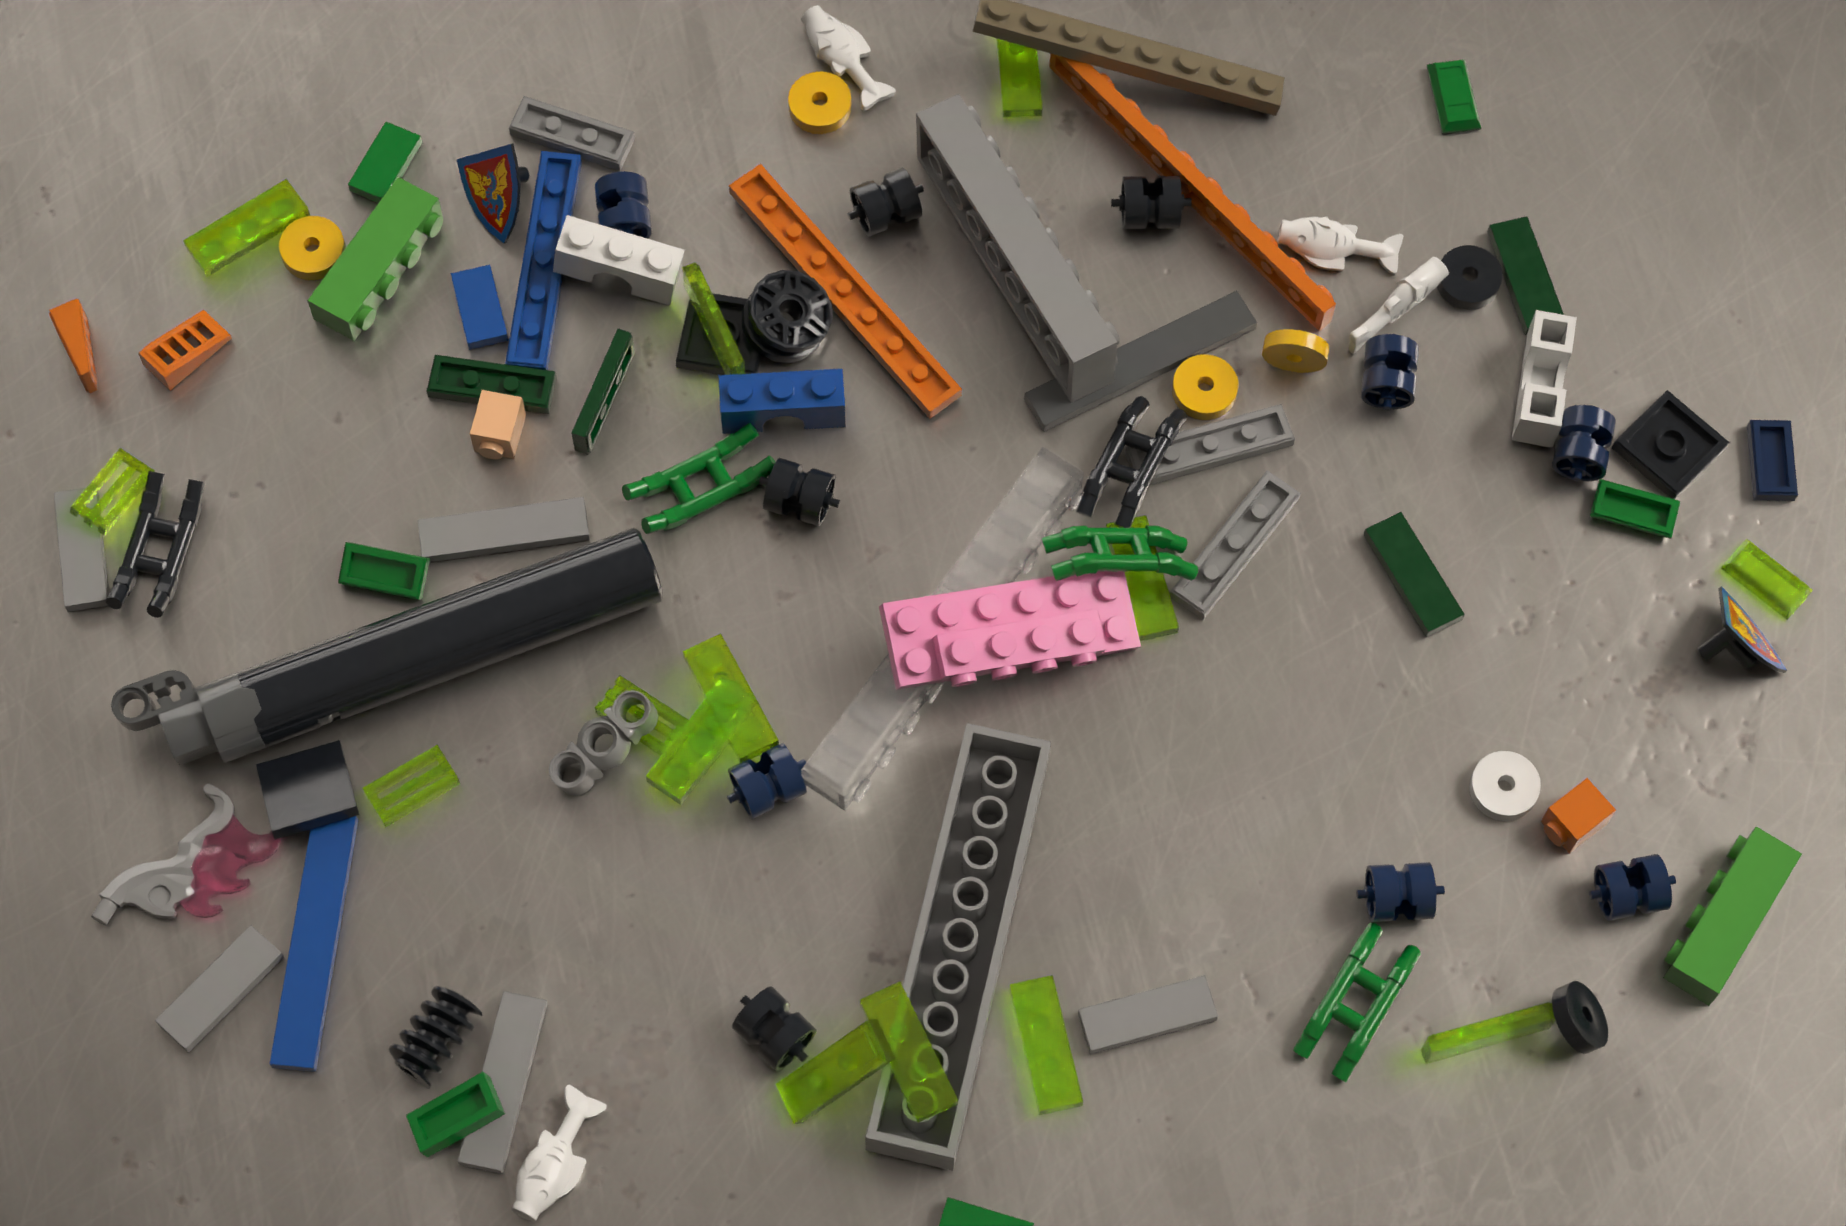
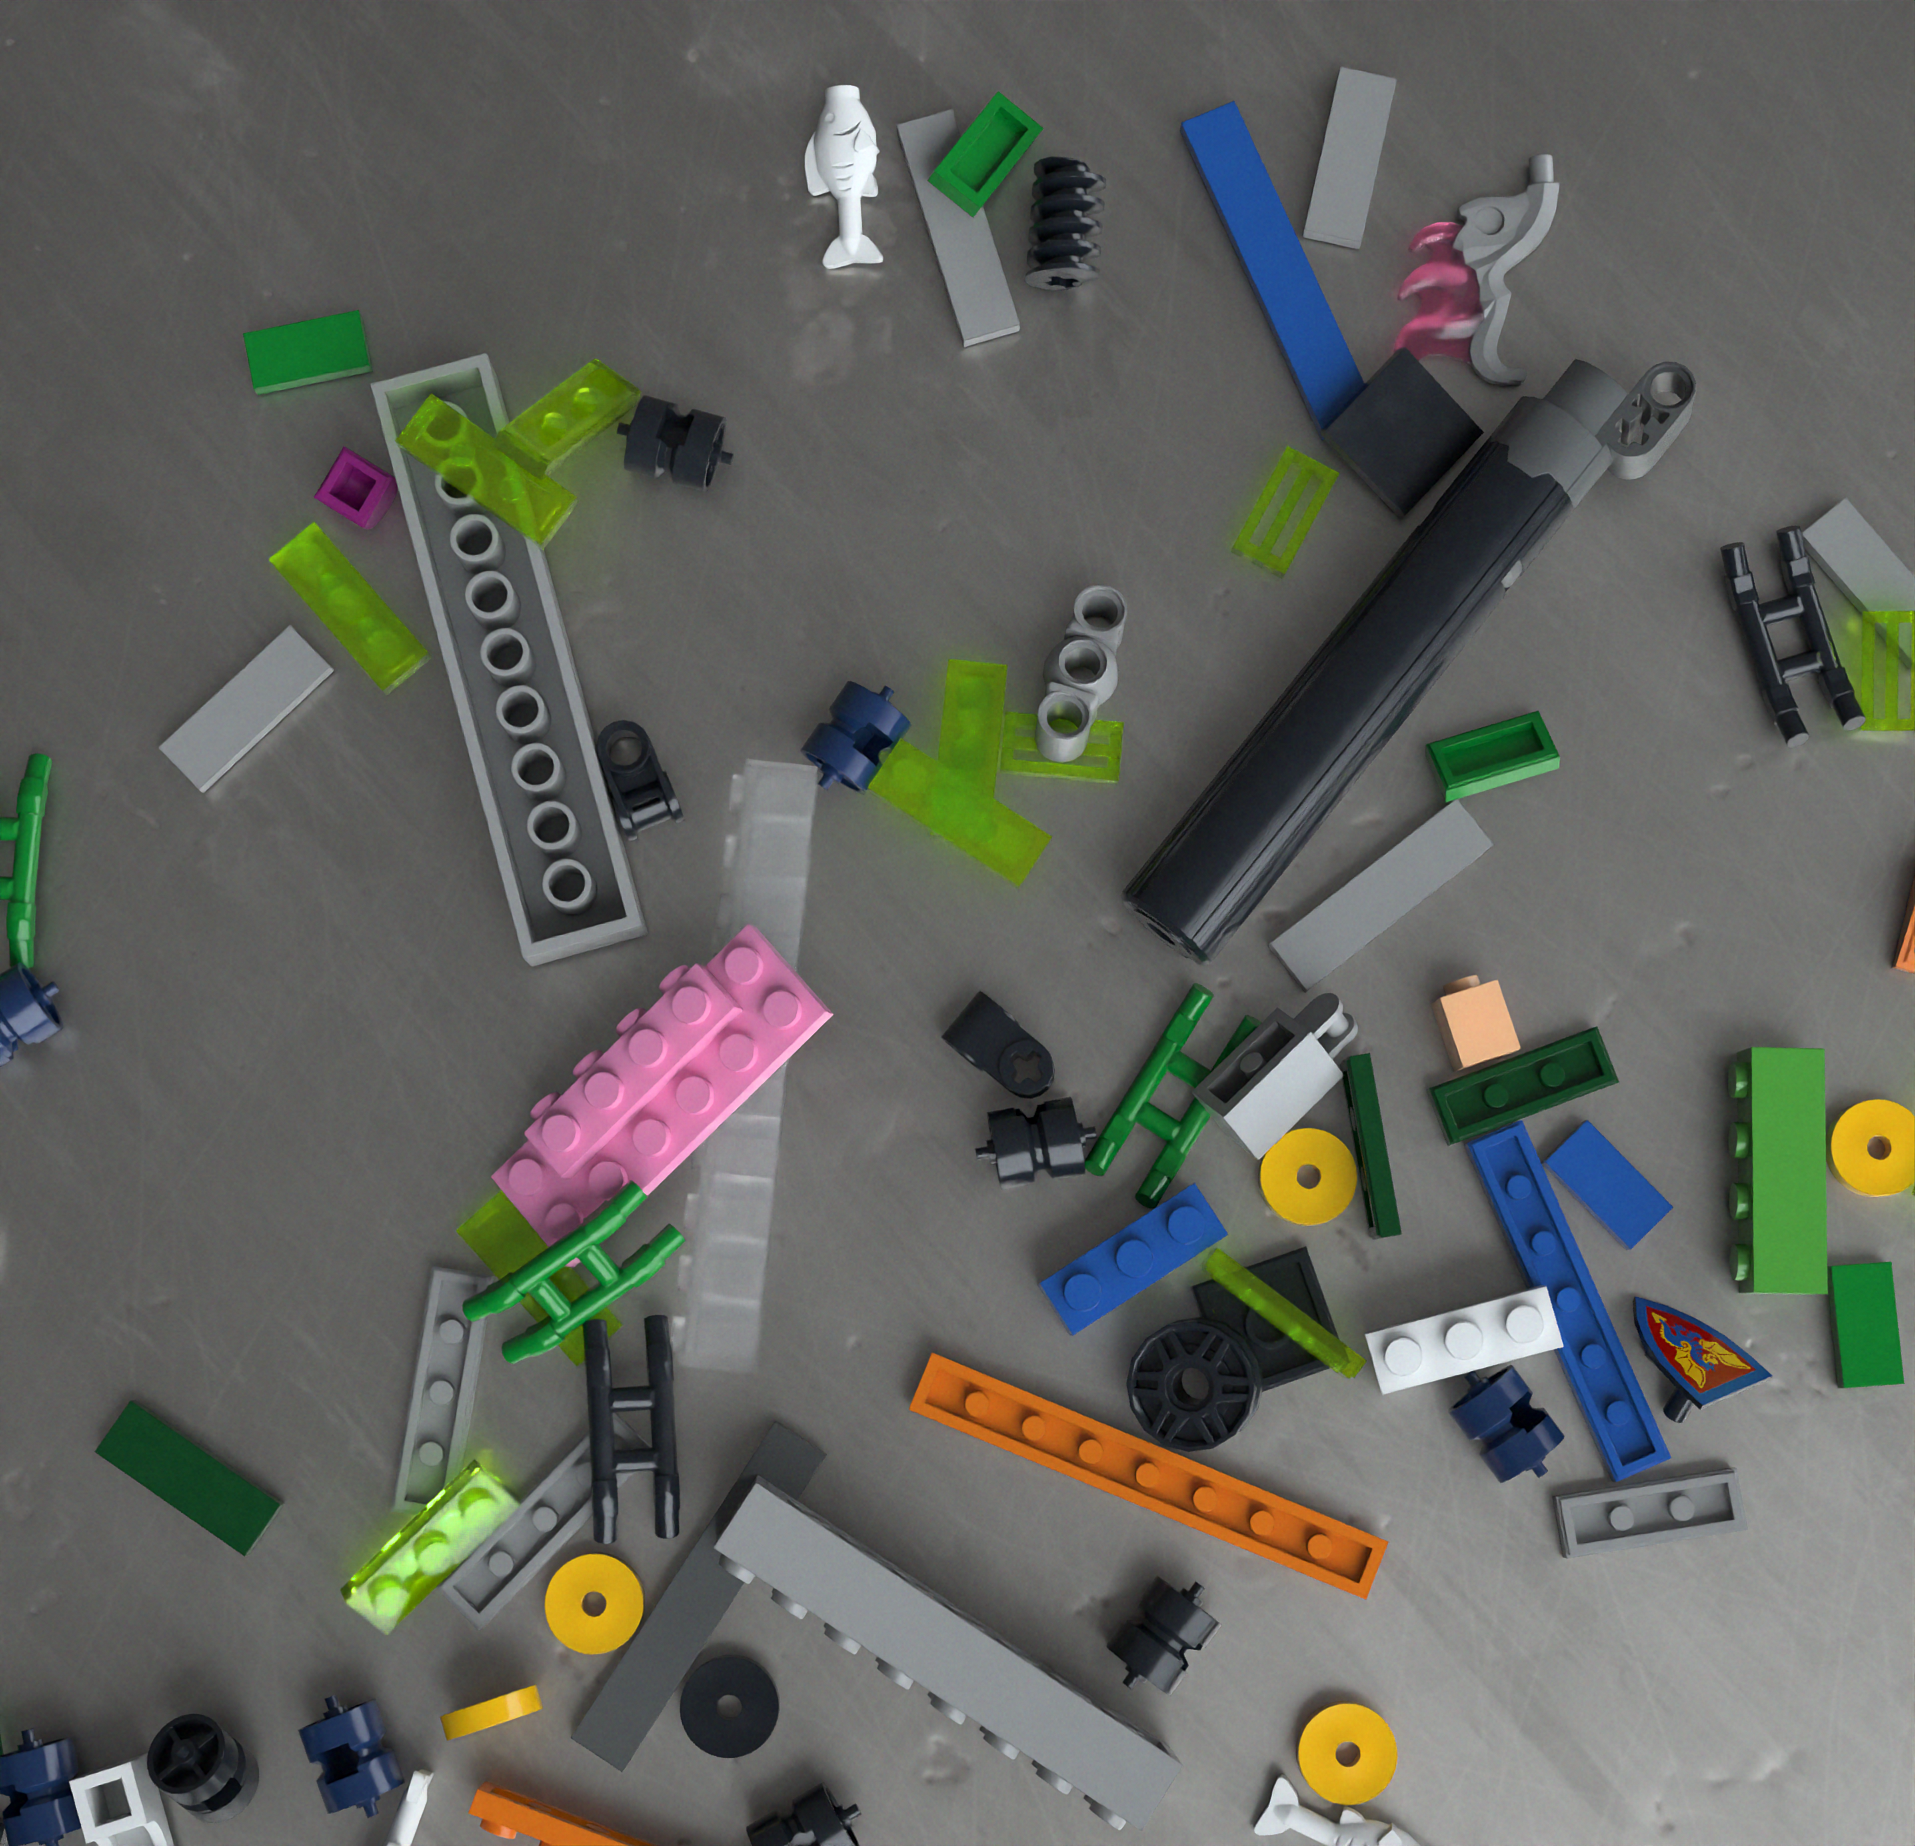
camera: 150 degrees right, 15 degrees up
(631, 453) = (1277, 1073): none -> light grey brick
(654, 416) = (1335, 1177): none -> yellow piece
(789, 560) = (993, 1041): none -> black piece
(919, 827) = (637, 783): none -> black piece
(1000, 1114) = (357, 489): none -> magenta brick
(1160, 280) = (729, 1735): none -> black piece
(1286, 458) = (430, 1547): none -> clear neon green plate
(1480, 403) = (203, 1768): none -> black wheel

